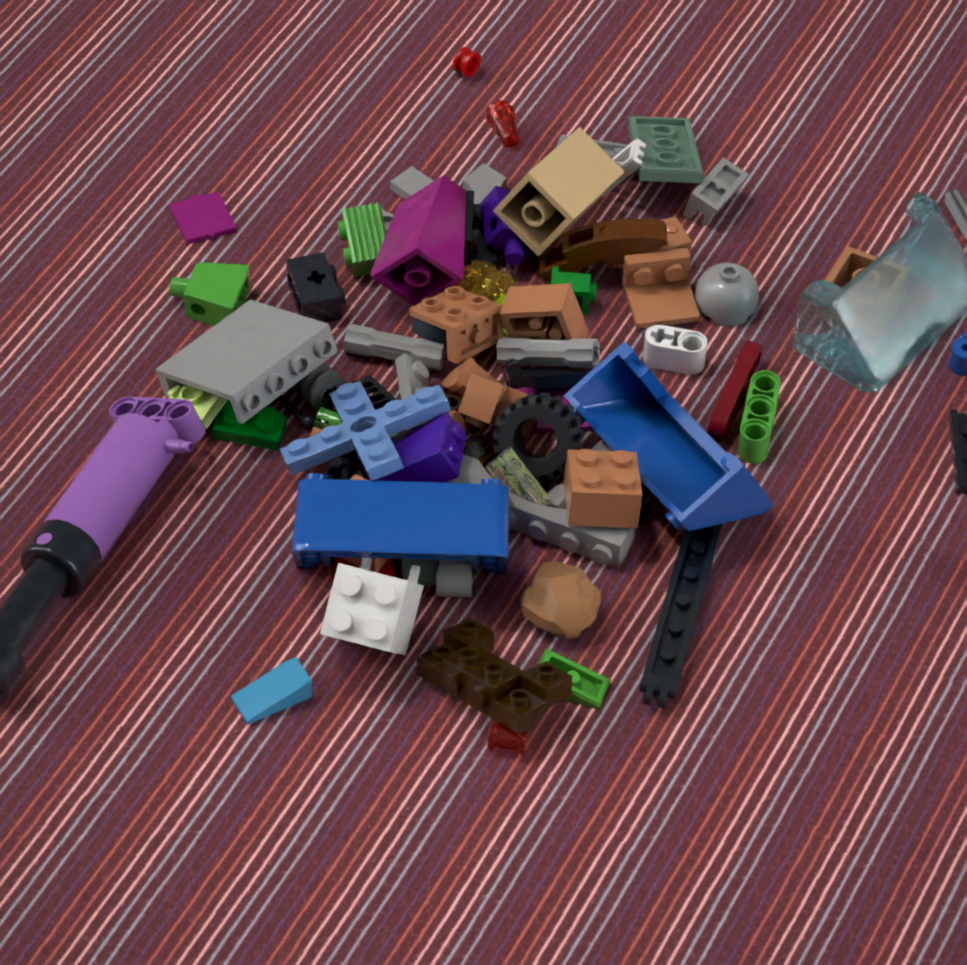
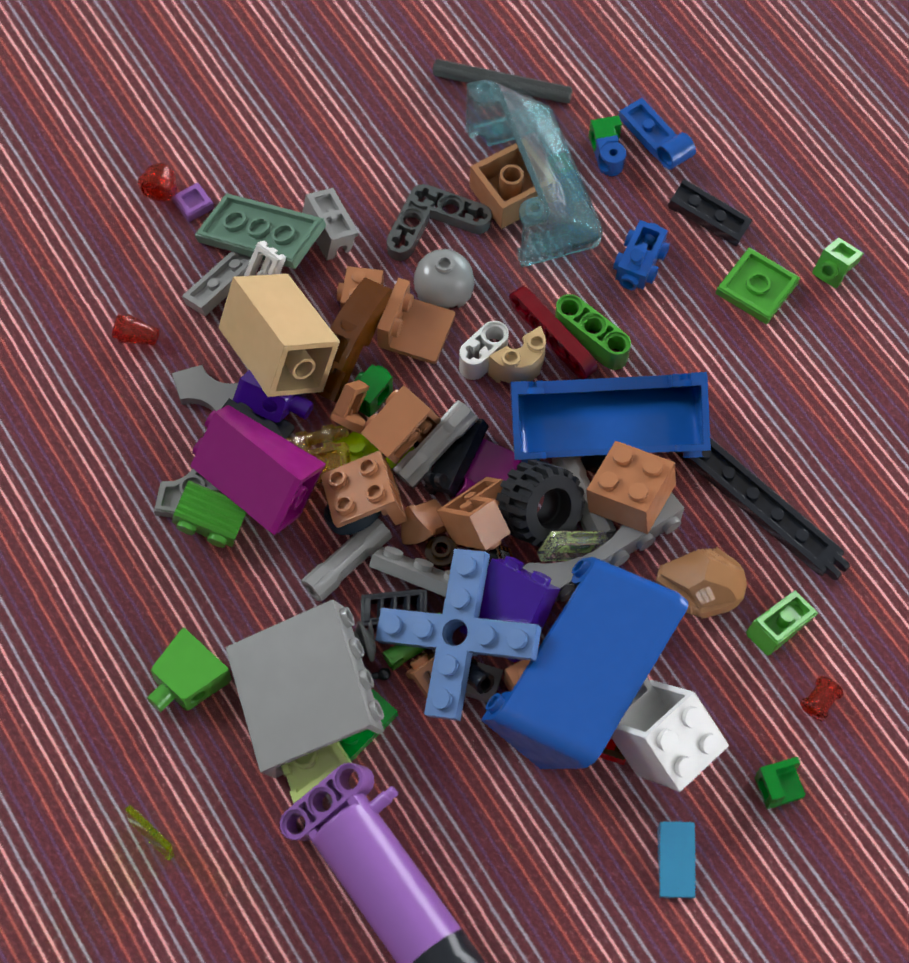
camera: 60 degrees left, 15 degrees up
(56, 325) = (149, 832): none -> clear neon green piece
(202, 217) = (73, 634): magenta piece -> none
(315, 287) = (249, 597): black brick -> none
(399, 737) = (780, 783): none -> green panel
(409, 182) = (155, 442): light grey tile -> none
(466, 62) = (38, 318): red bush -> none
(489, 683) = (768, 684): dark brown bracket -> none
(536, 270) = (348, 405): none -> nougat tile
(659, 70) = (158, 182): none -> clear red cone
(663, 104) = (193, 202): none -> medium lavender tile
(688, 380) = (519, 363): none -> tan cylinder
(788, 253) = (425, 210): none -> dark grey beam
(872, 417) = (637, 263): none -> blue brick
(922, 524) = (757, 285): none -> bright green tile

